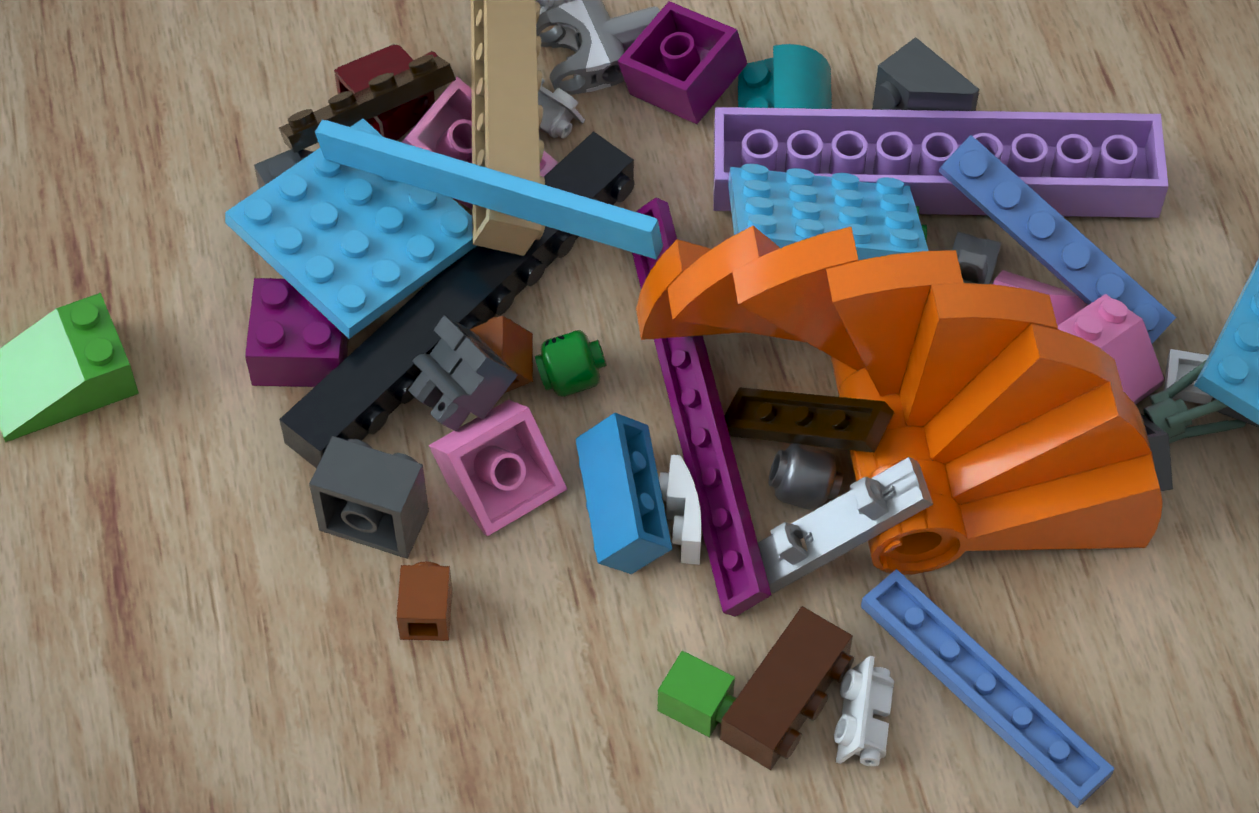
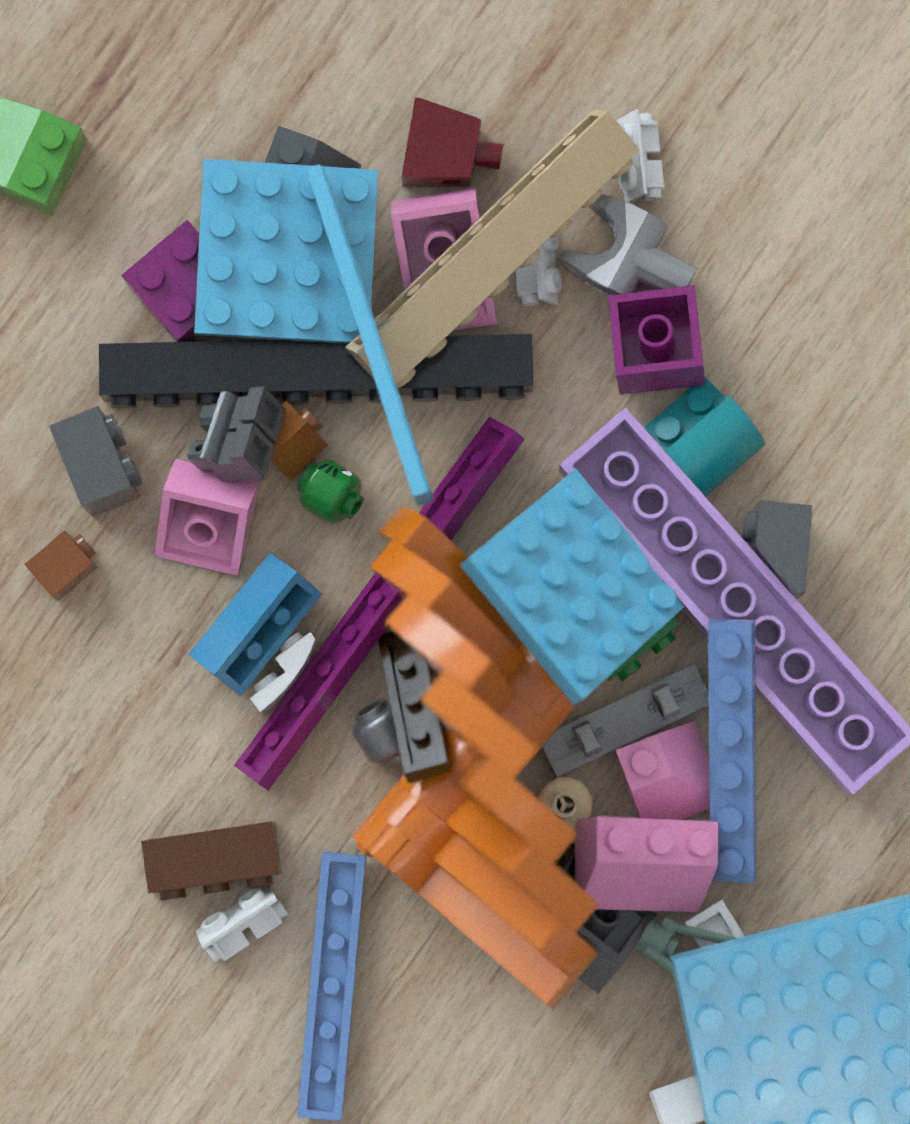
camera: 50 degrees right, 25 degrees up
(383, 95) = (397, 157): dark brown plate -> none
(696, 693) = (154, 804): bright green brick -> none
(844, 523) = (351, 800): light grey hinge -> none

